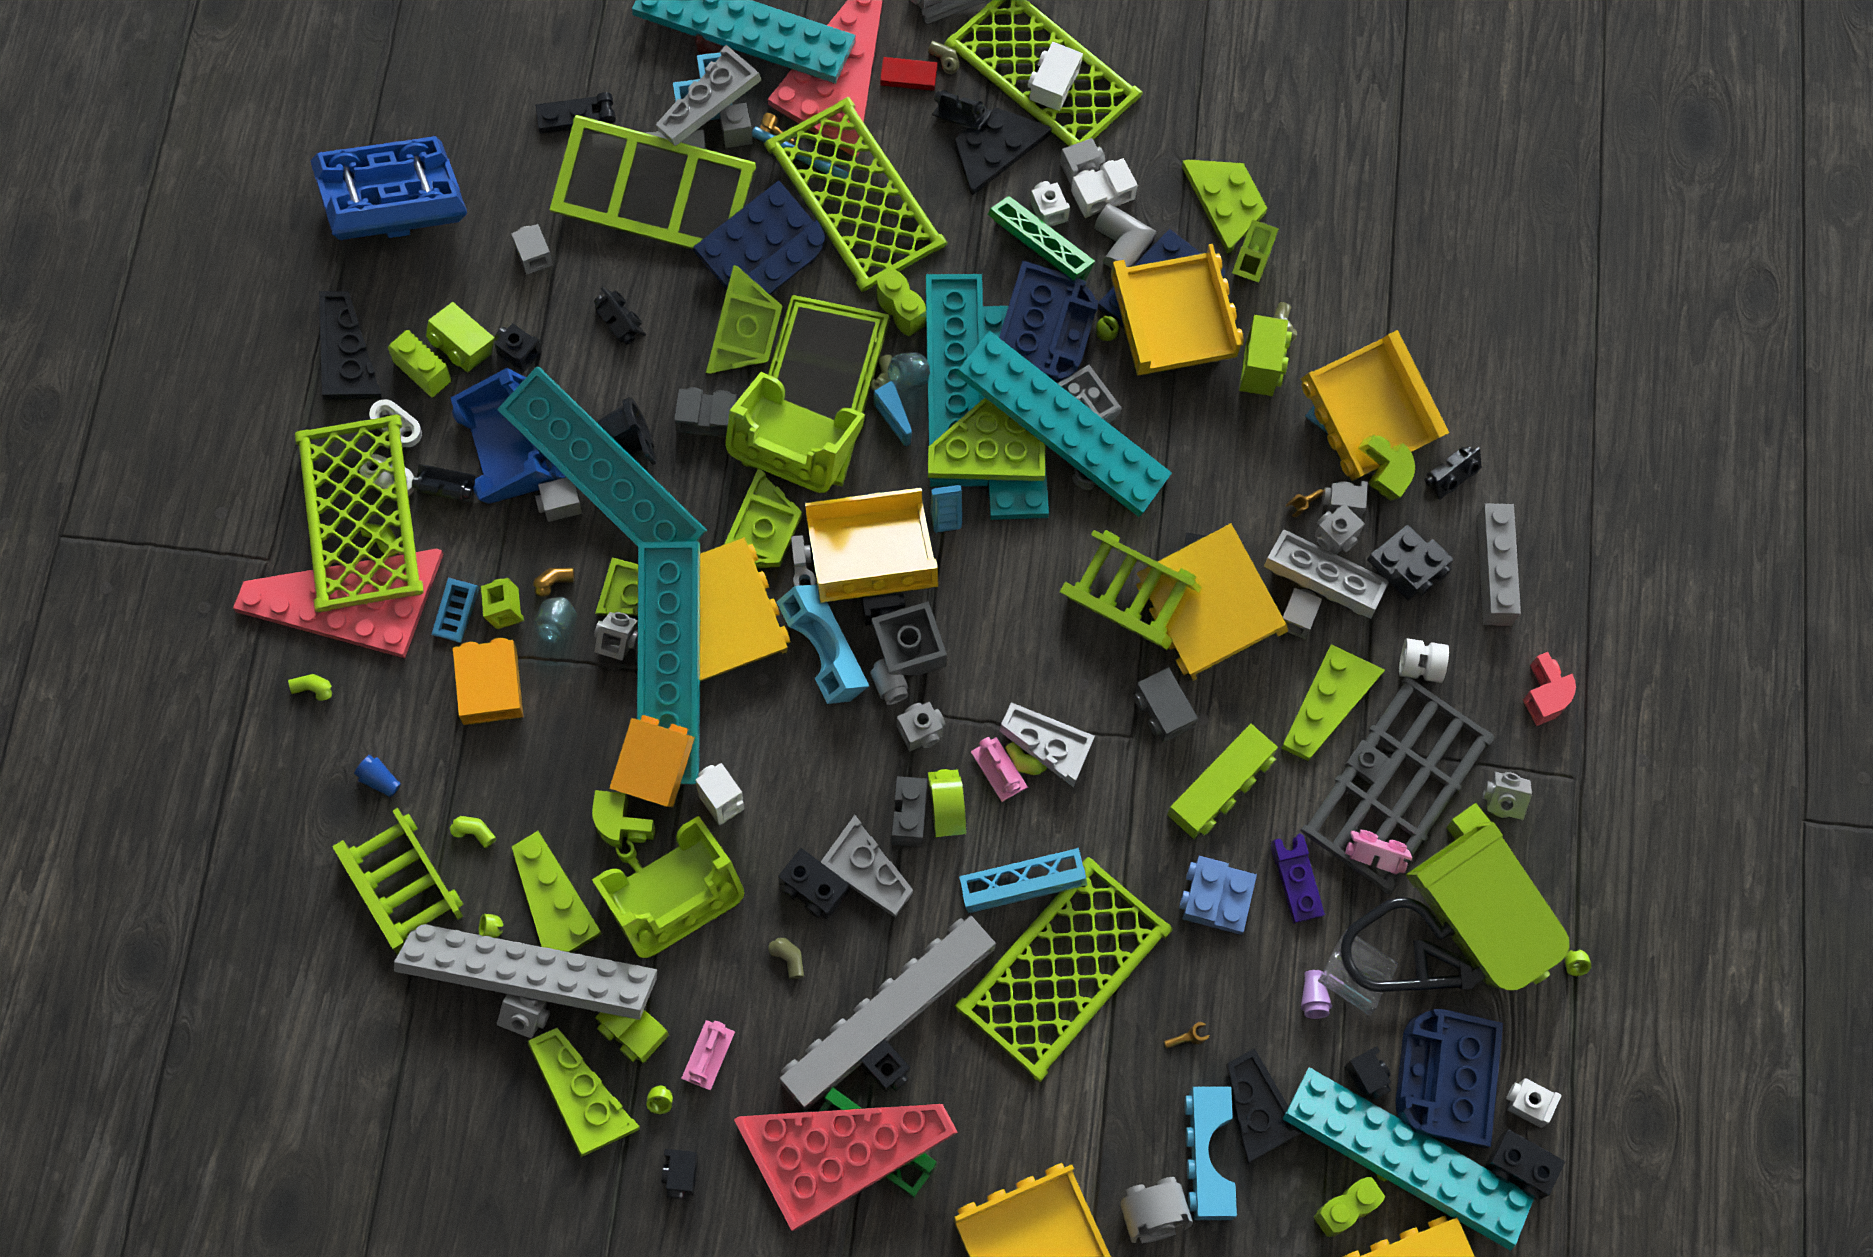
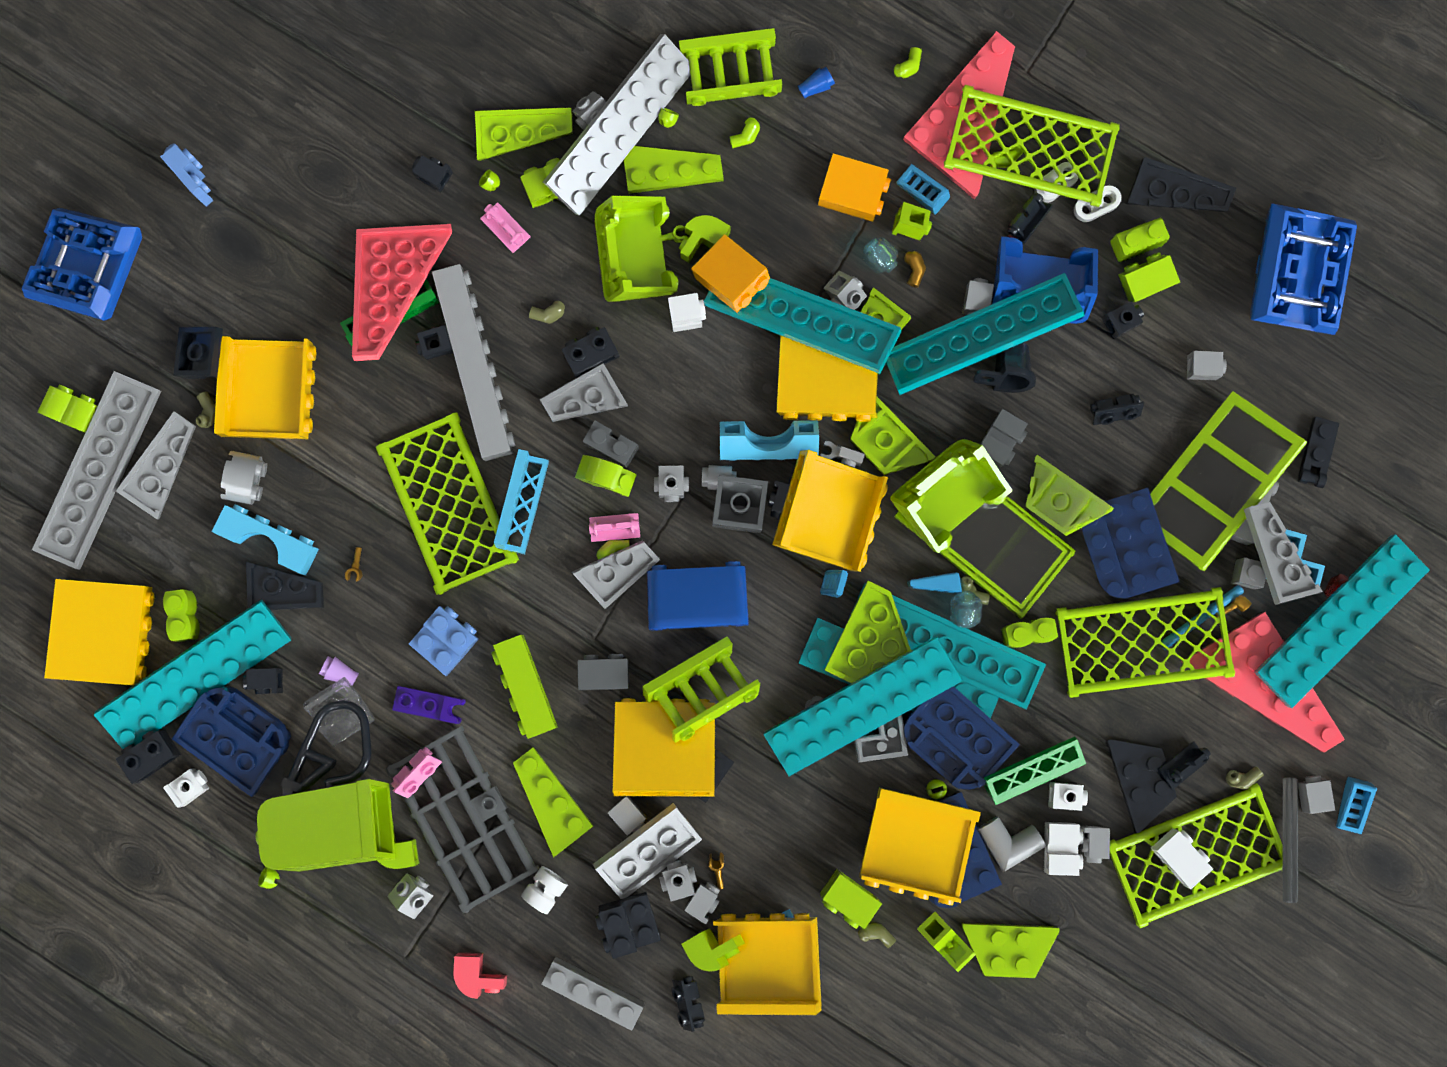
camera: 120 degrees right, 15 degrees up
(908, 73) = (1241, 740): red tile -> none
(1036, 641) = (697, 597): none -> blue windscreen

